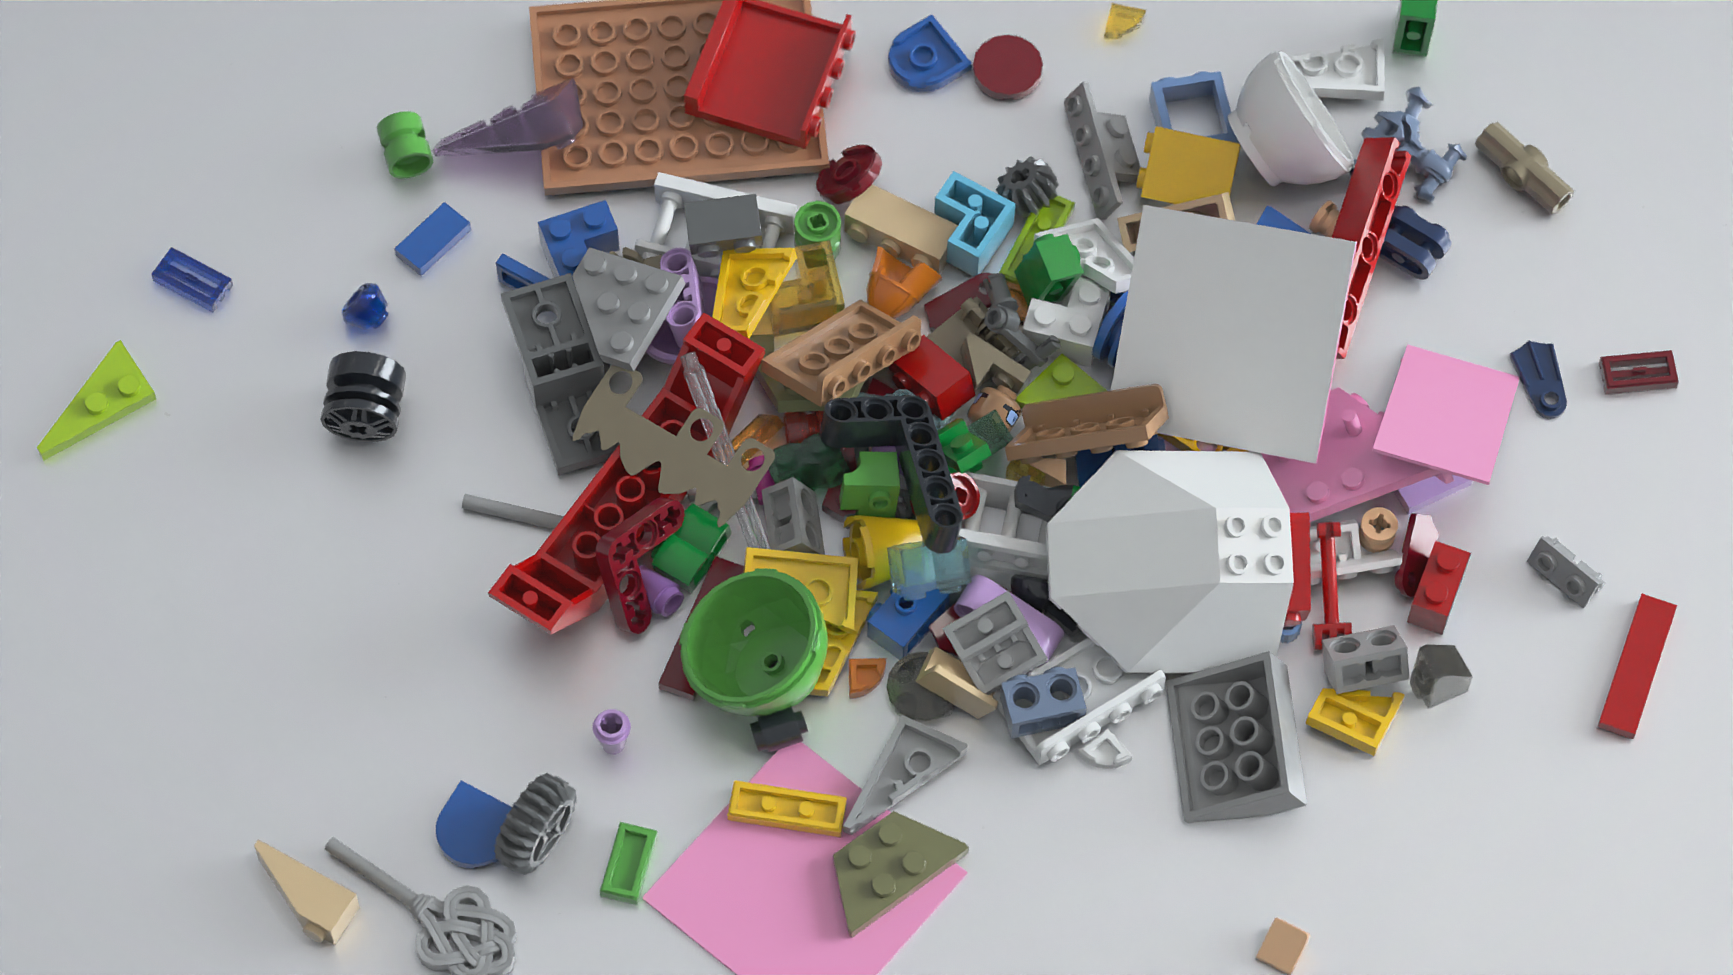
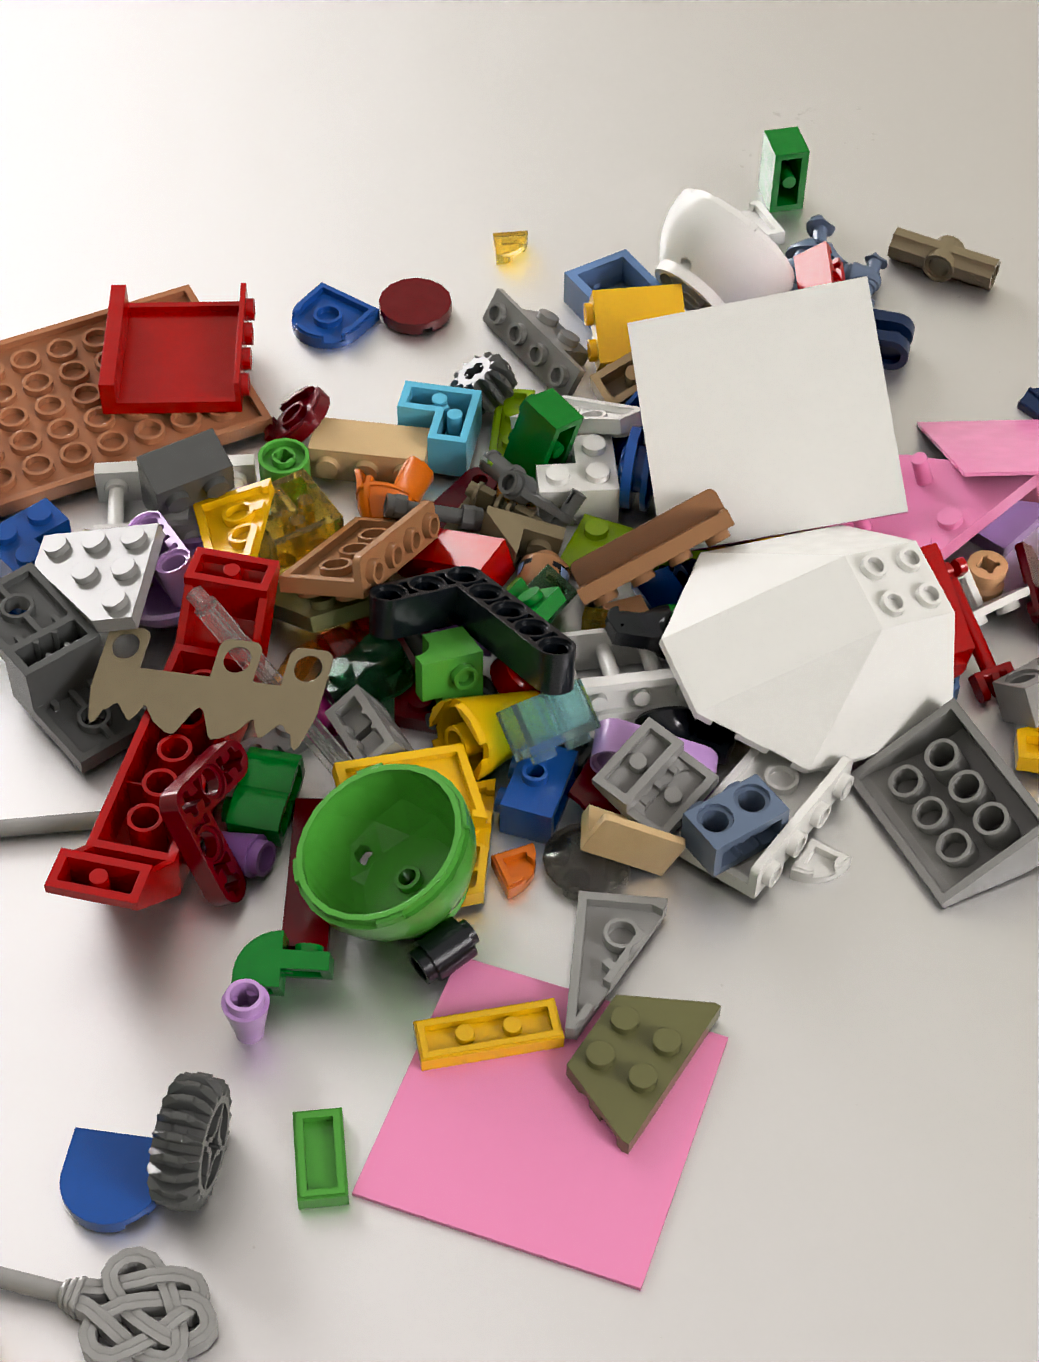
camera: 20 degrees left, 15 degrees down
(643, 695) = (271, 962): none -> green brick
(954, 331) = (467, 517): none -> dark grey bar

